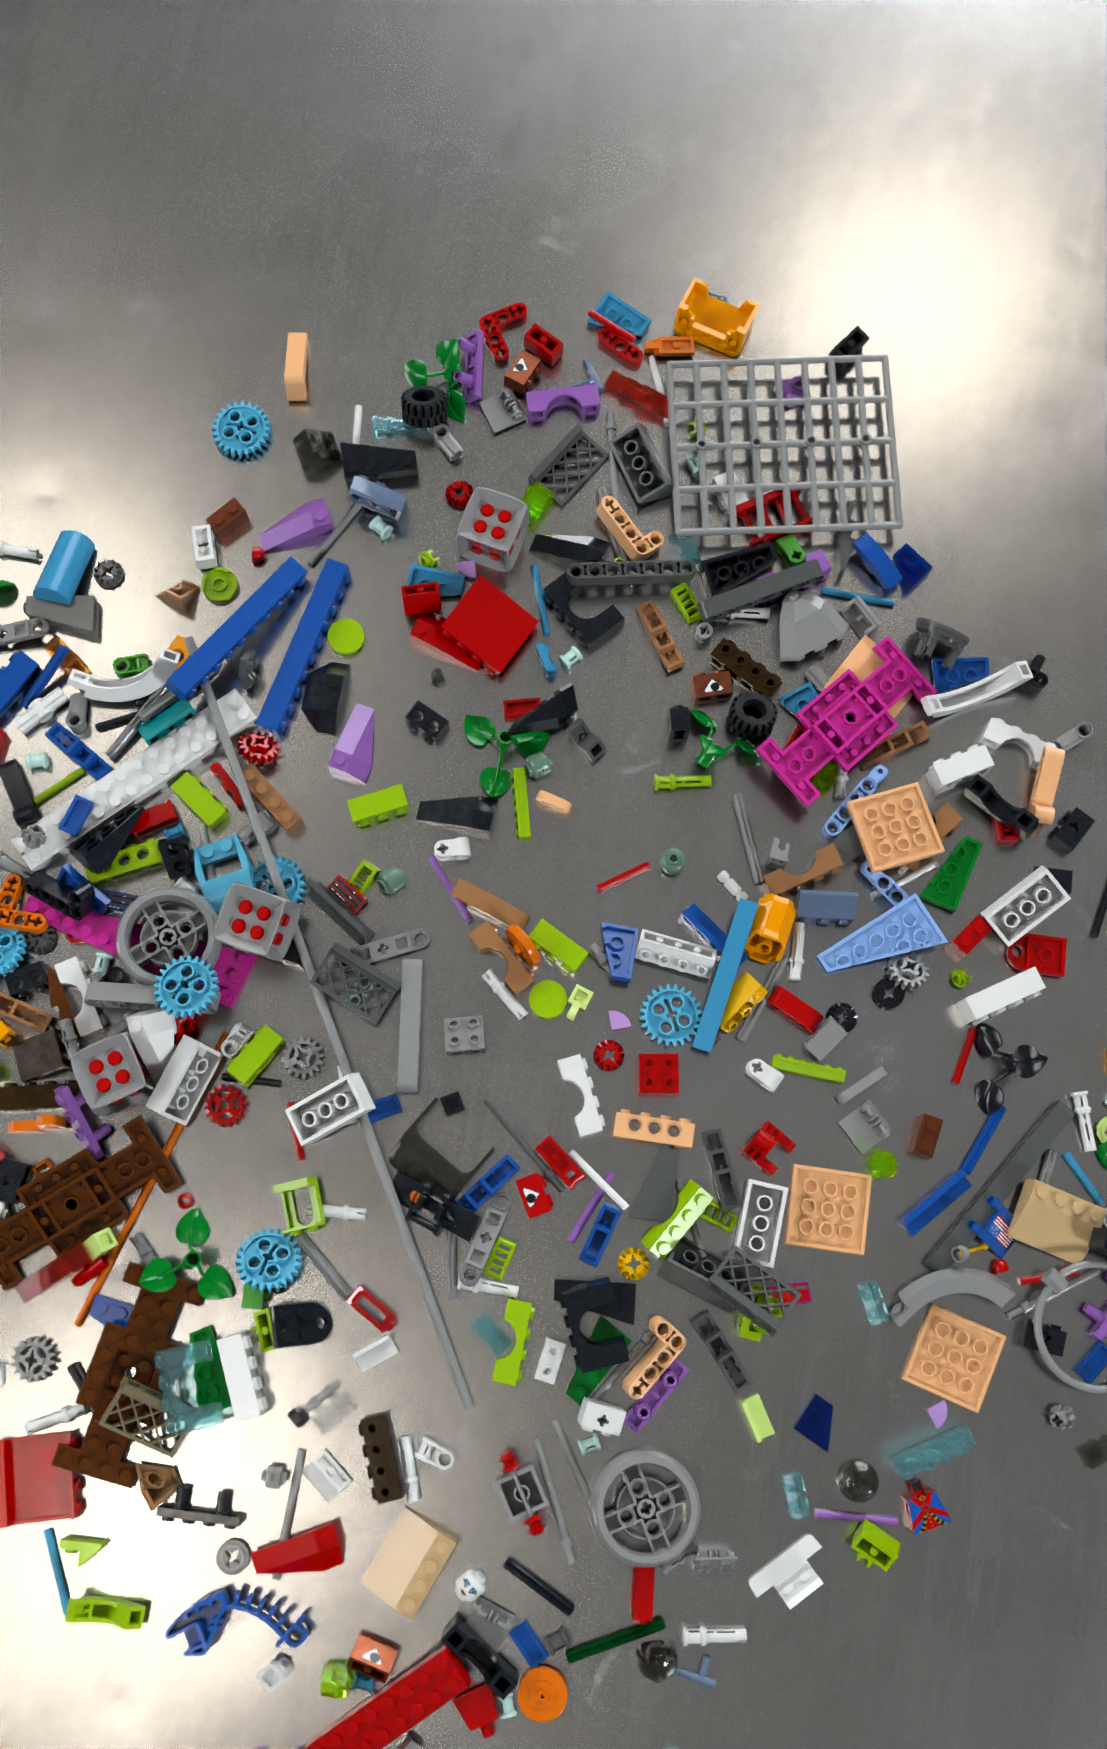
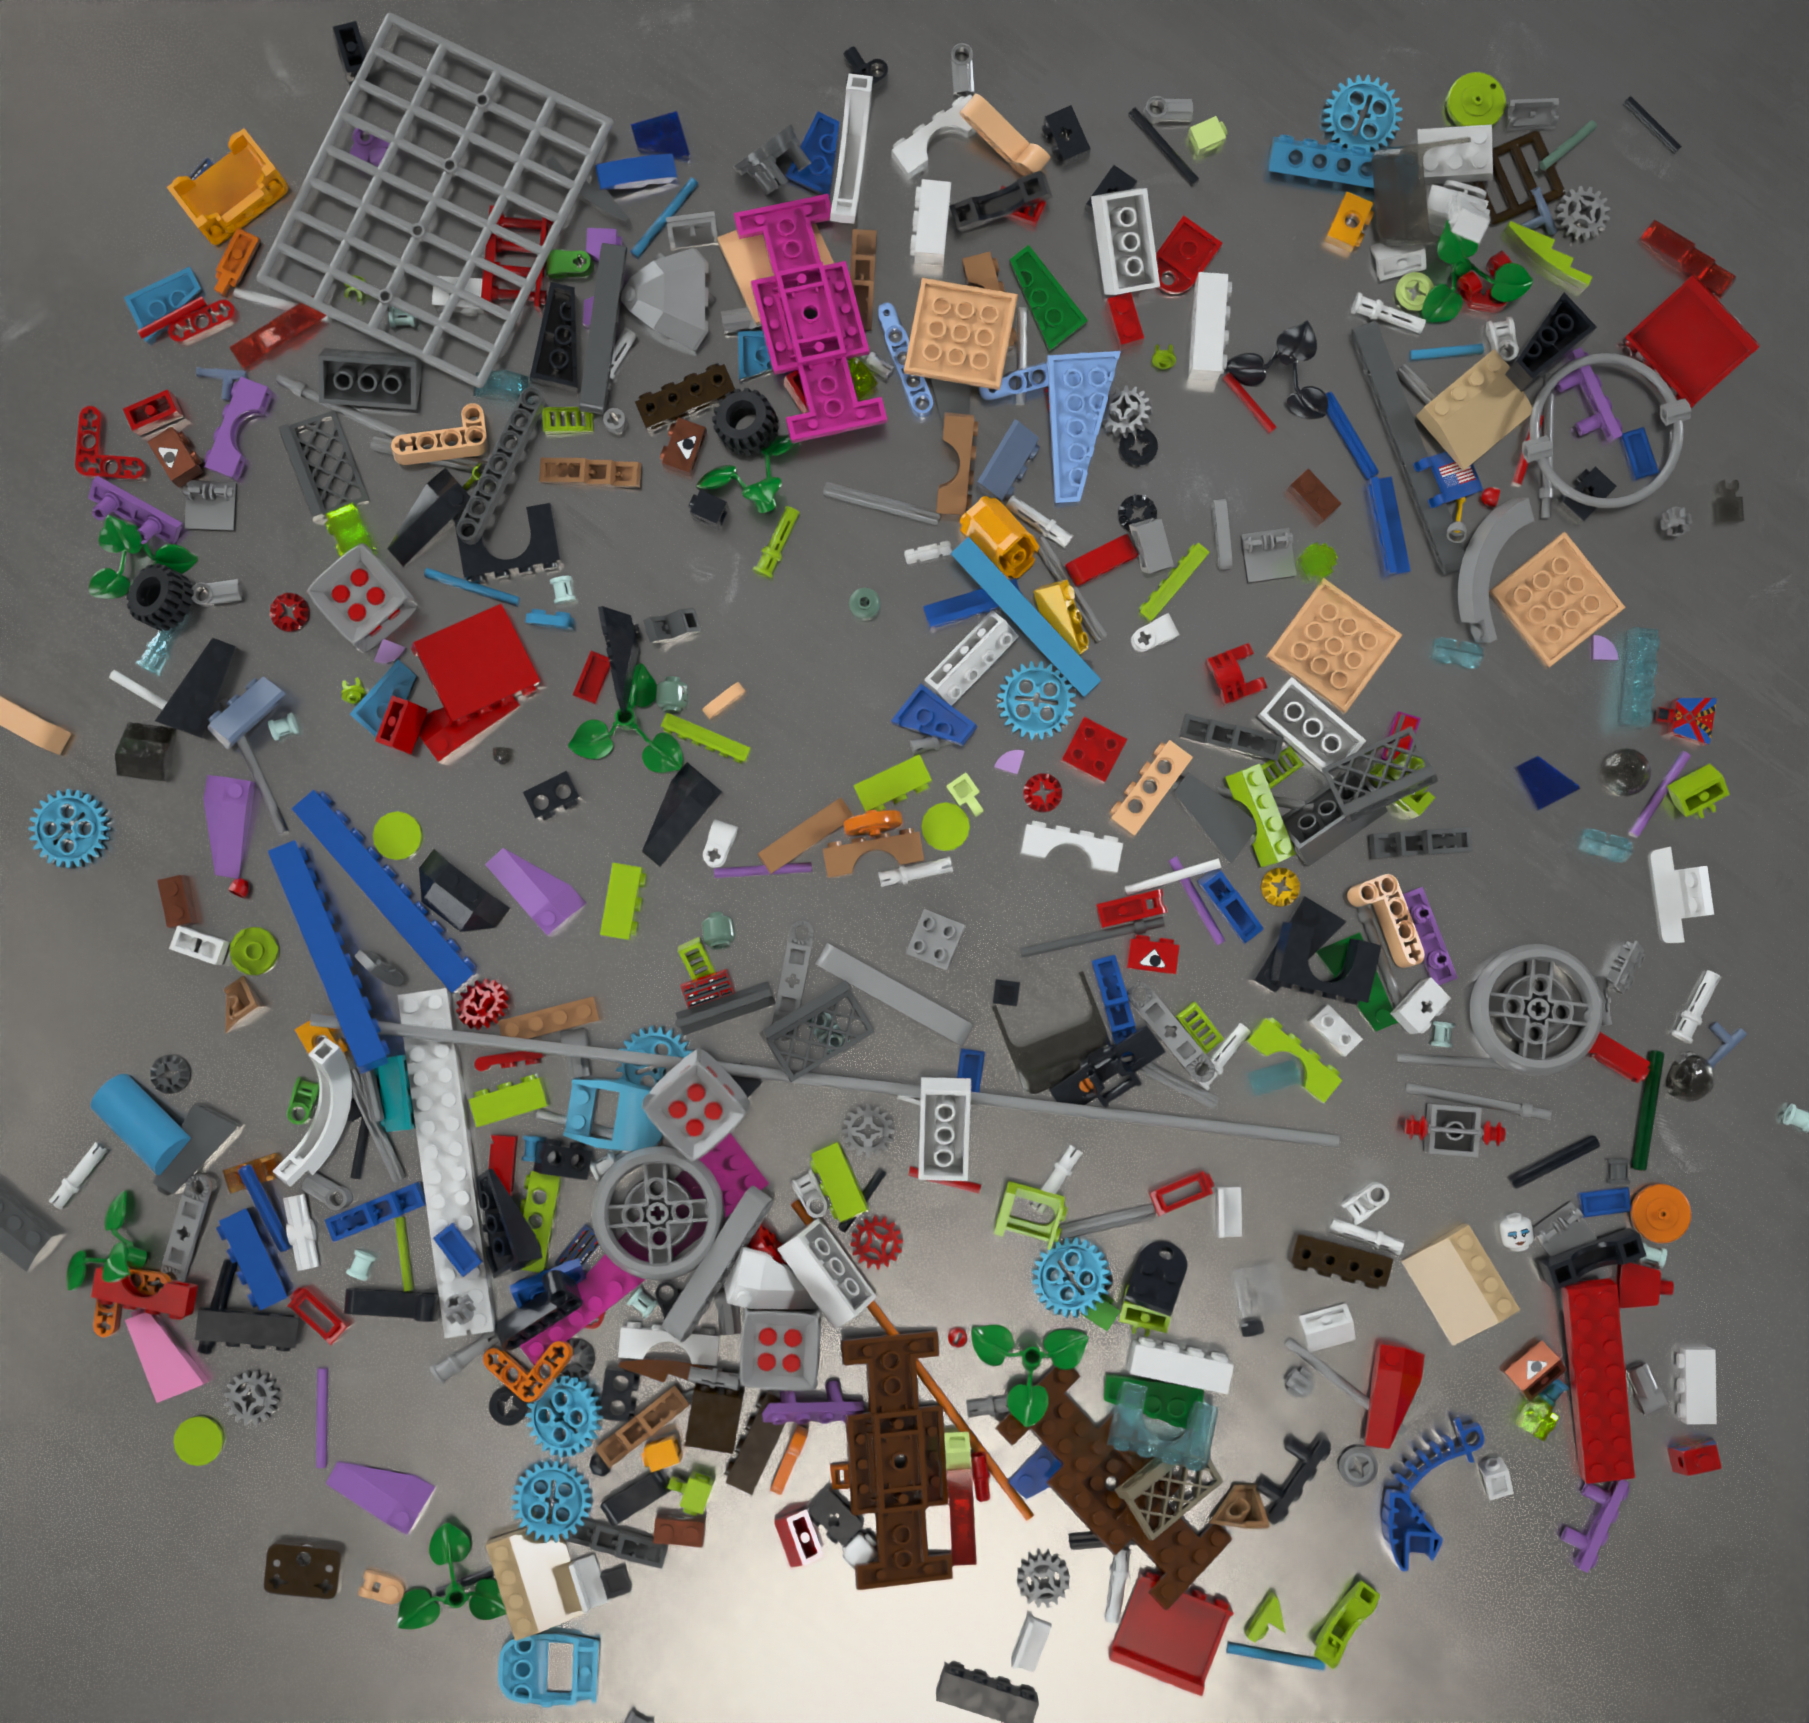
camera: 60 degrees left, 10 degrees up
(175, 975) = (708, 1224): medium azure gear -> none
(622, 877) = (851, 668): red bar -> none
(757, 1417) = (1507, 842): yellowish green panel -> none
(775, 857) = (922, 485): light grey hinge -> none

